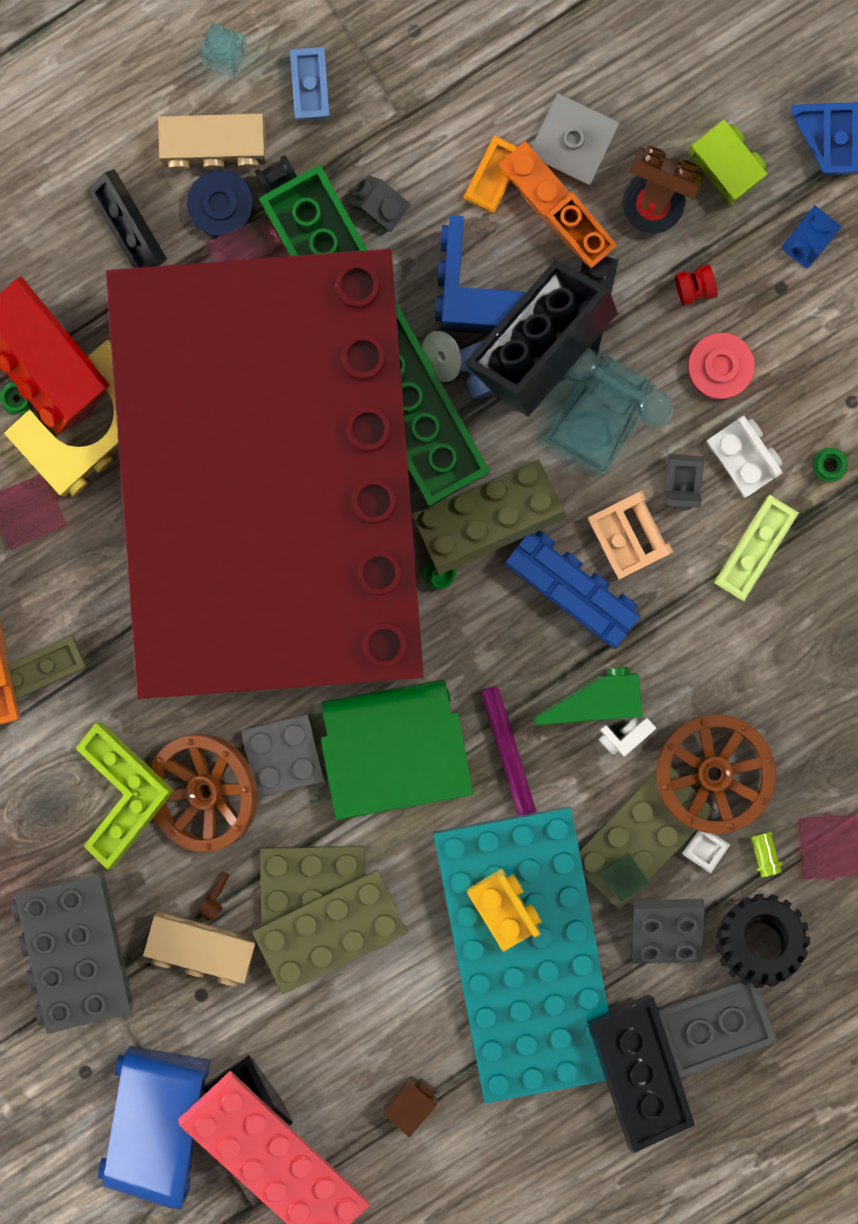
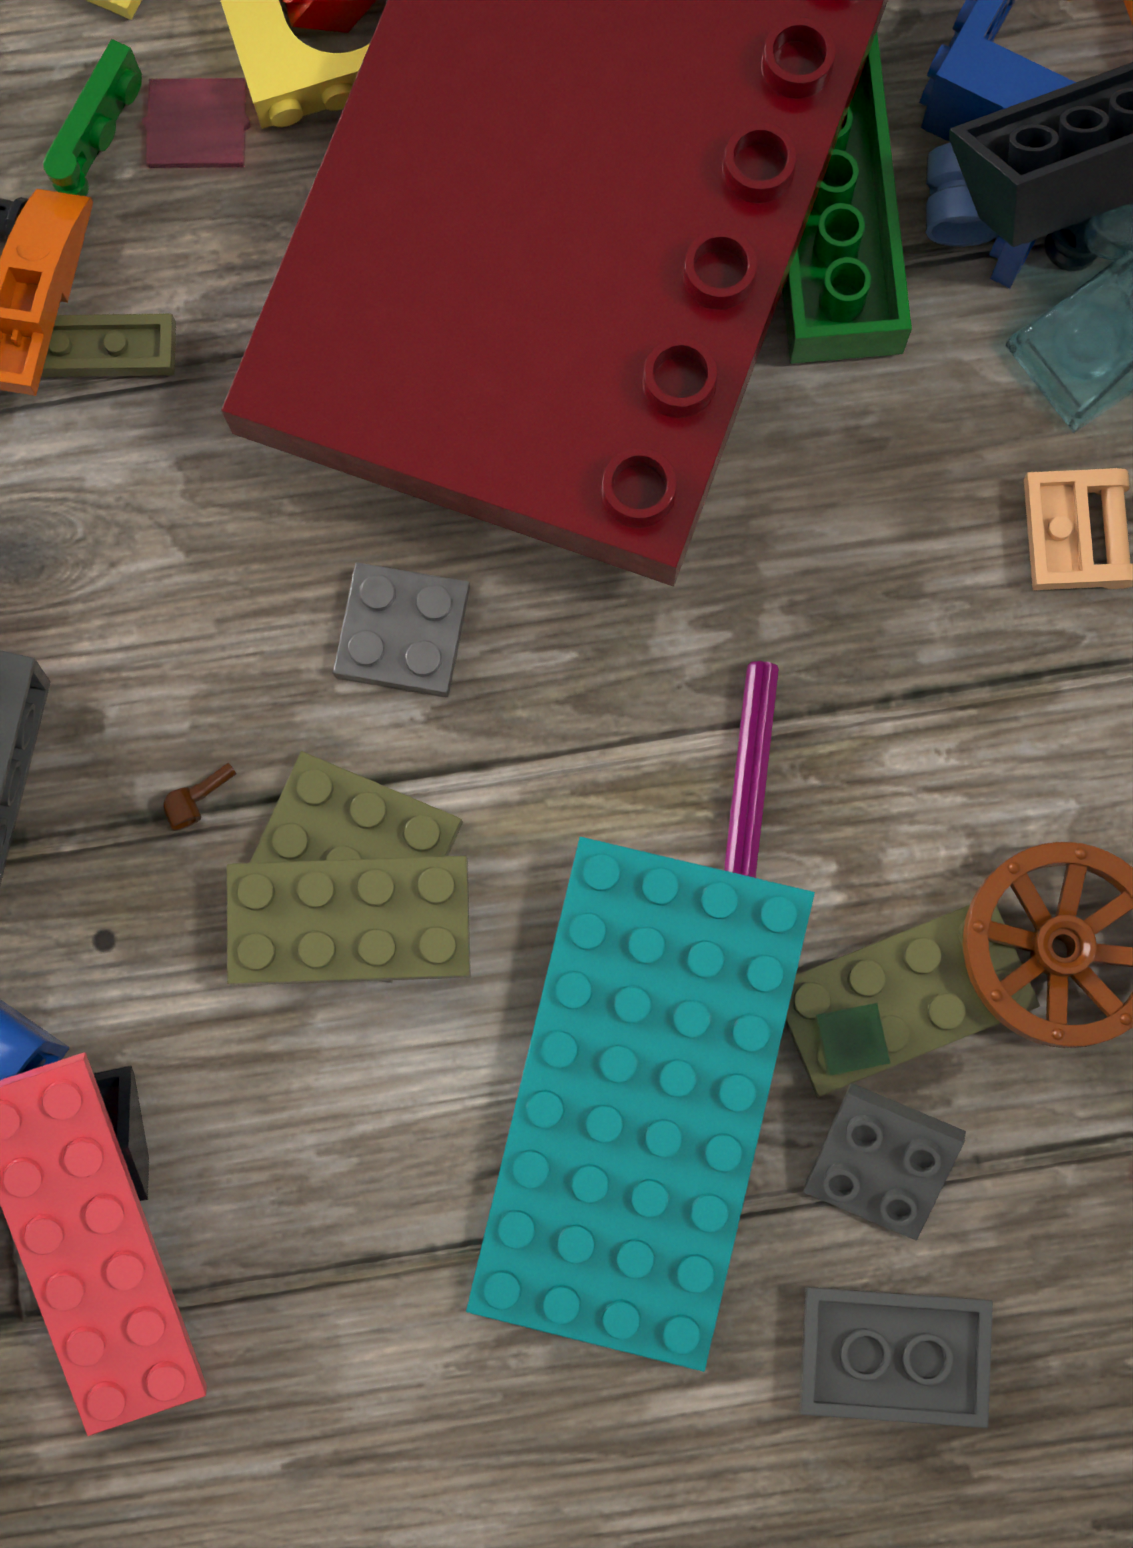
camera: 30 degrees right, 10 degrees down
(141, 789) = (159, 591): lime plate -> none
(200, 948) = (135, 862): tan brick -> none
(201, 798) = (257, 623): dark orange wheel -> none
(394, 749) = (575, 691): green piece -> none
(411, 1105) = (347, 1258): reddish brown brick -> none
(434, 579) = (777, 461): green plate -> none
(443, 355) = (914, 149): white piece -> none
(489, 516) = (878, 406): olive plate -> none
(504, 910) = (638, 1001): yellow bracket -> none
(572, 589) = (958, 569): blue brick -> none
(601, 698) = (934, 745): green slope -> none
(633, 734) = (964, 822): white bracket -> none
(641, 1073) = (741, 1376): black plate -> none
(705, 849) = (997, 1063): white tile -> none
(766, 854) = (1092, 1113): lime pin -> none
(782, 920) = (1072, 1219): black tyre -> none

